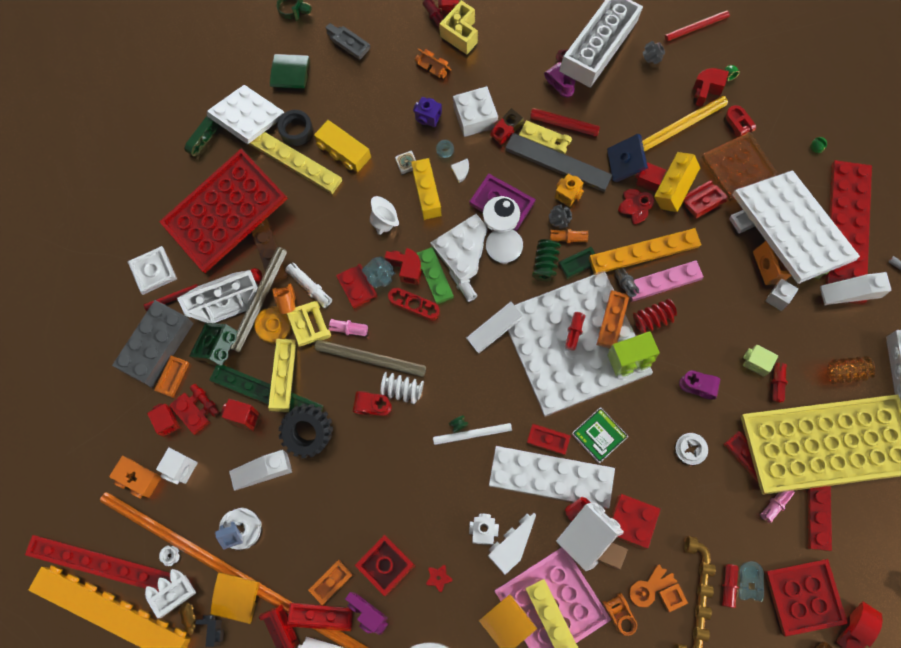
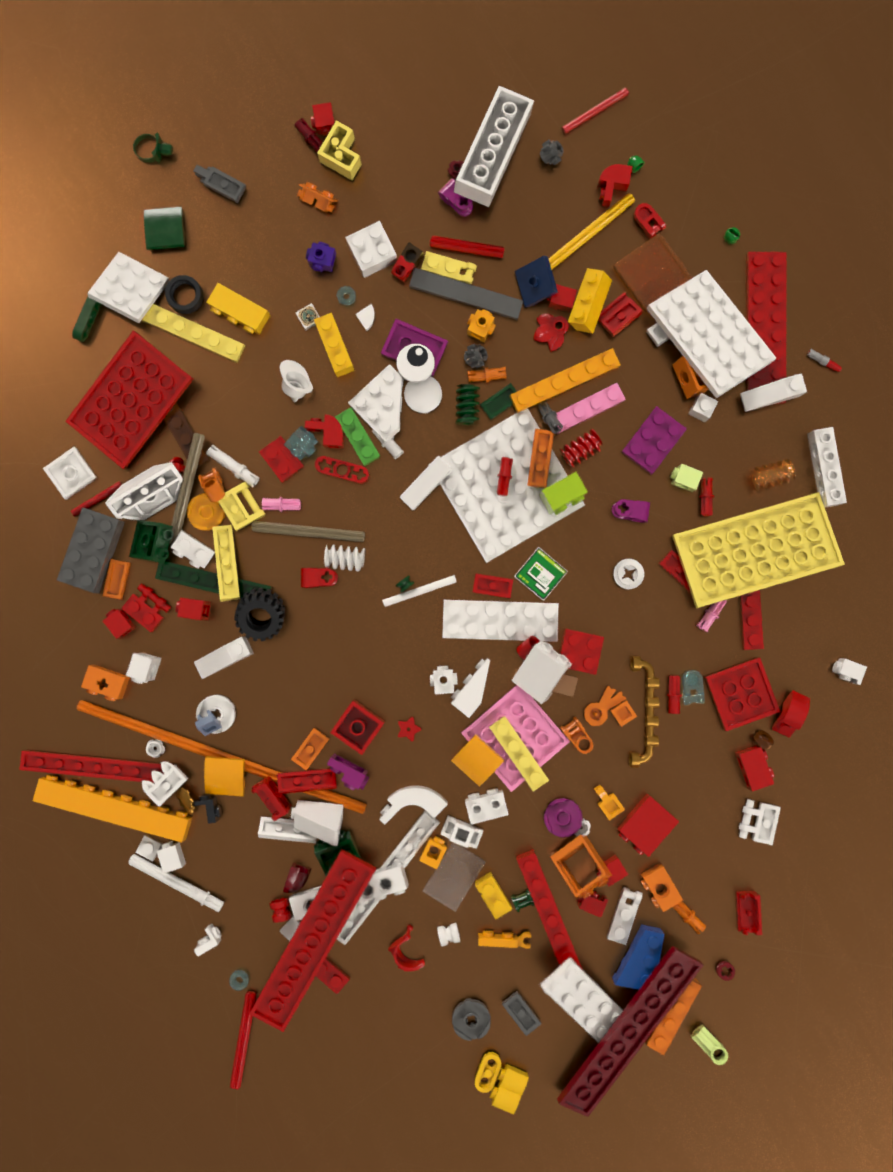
camera: 10 degrees left, 15 degrees up
(250, 354) = (193, 549): none -> white brick
(728, 320) = (654, 440): none -> magenta plate

